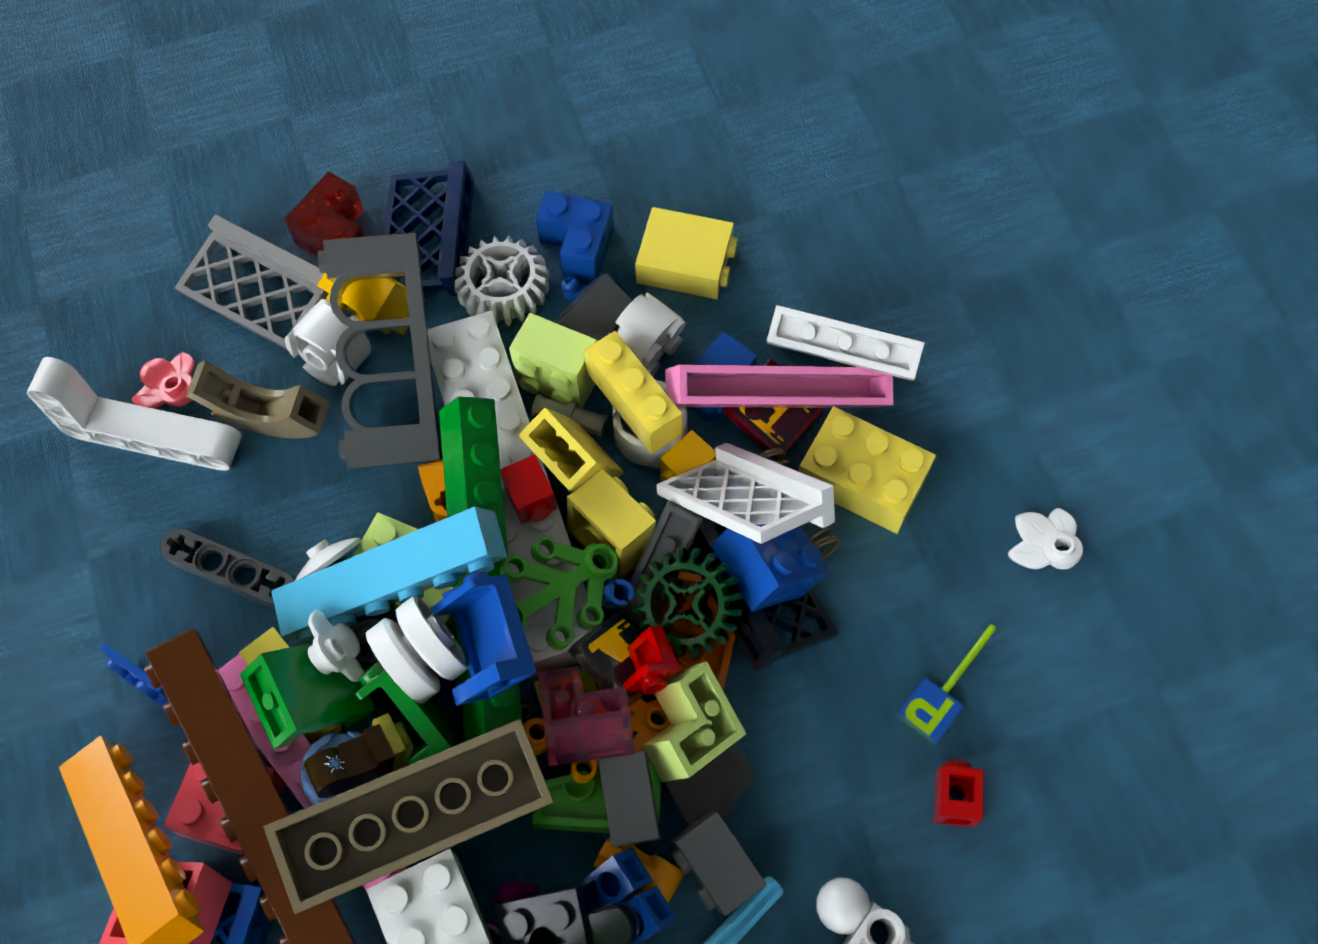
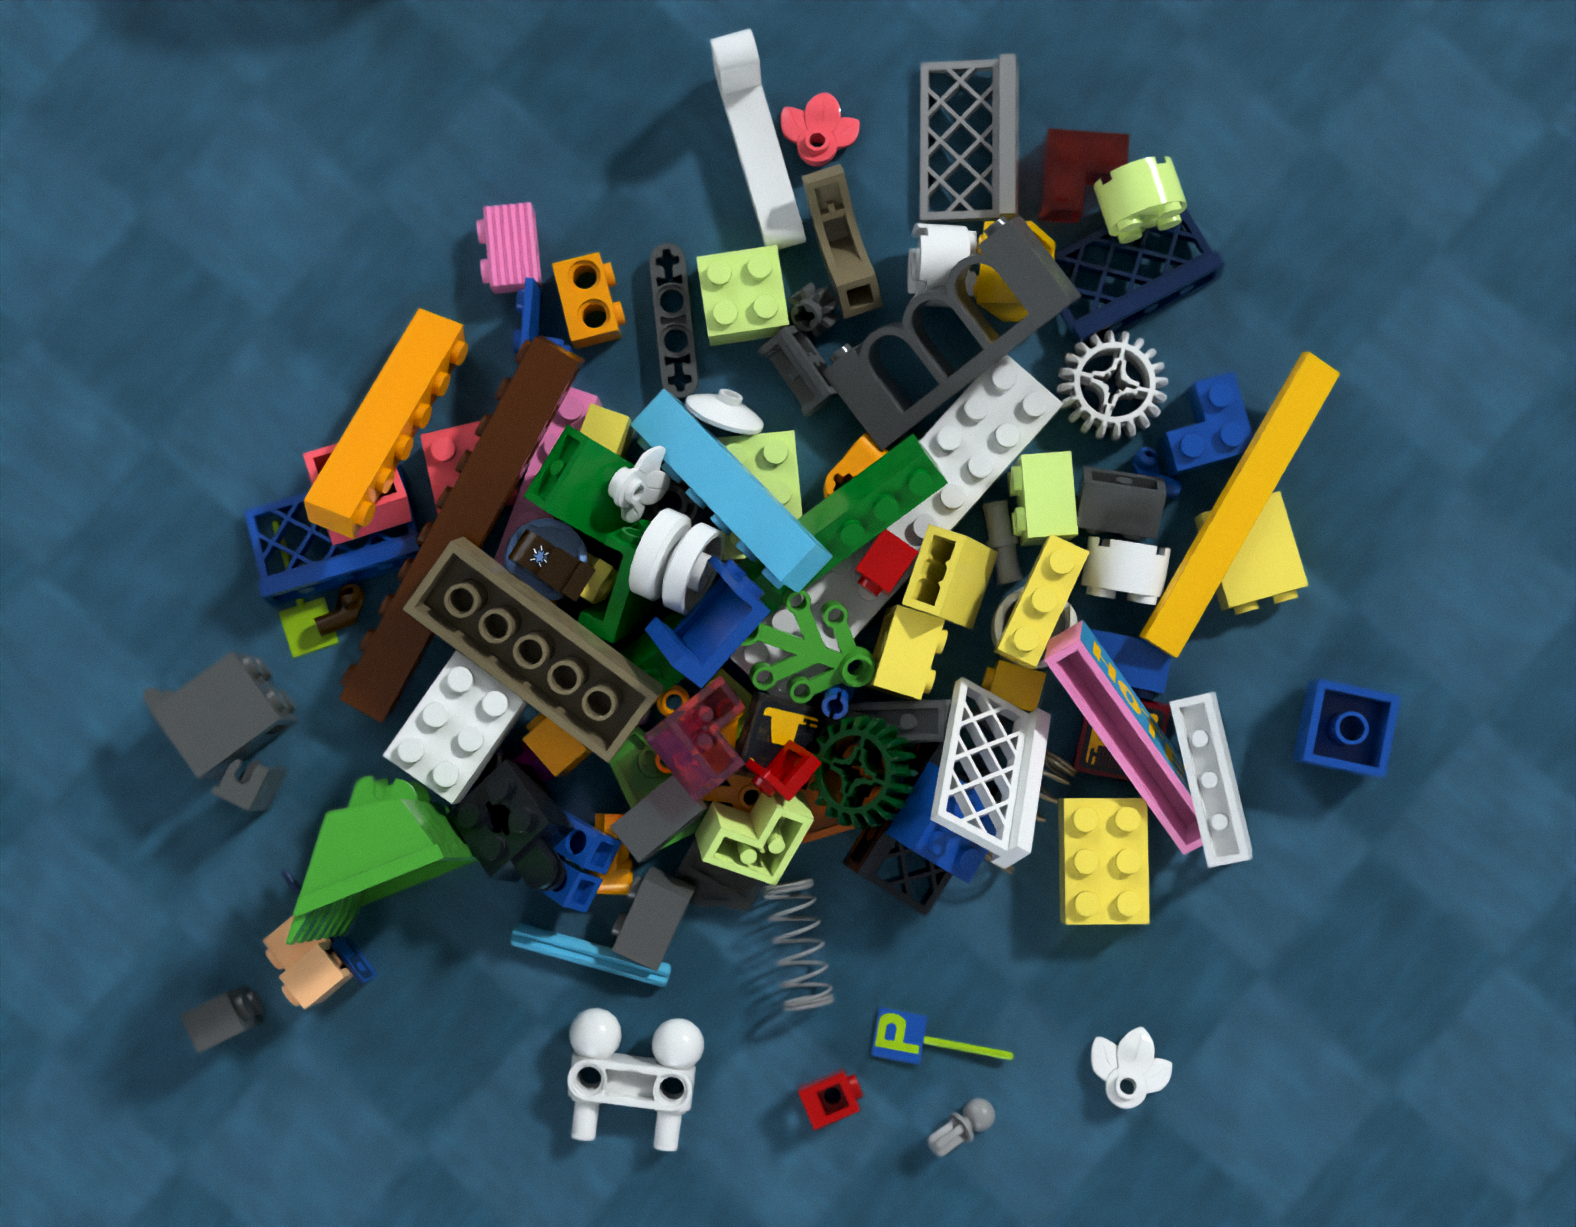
camera: 65 degrees right, 20 degrees up
(69, 662) = (510, 246): none -> bright pink brick
(162, 621) = (579, 302): none -> light orange brick
(247, 500) = (742, 295): none -> yellowish green brick
(303, 461) = (813, 309): none -> dark grey gear
(335, 490) = (800, 368): none -> dark grey hinge
(378, 186) = (1141, 198): none -> yellowish green brick
(509, 856) = (554, 746): none -> light orange brick
(648, 236) = (1239, 504): none -> yellow tile
(855, 252) = (1346, 728): none -> blue brick
(863, 765) = (809, 1001): none -> light grey piece
(1036, 698) = (976, 1116): none -> light grey axle

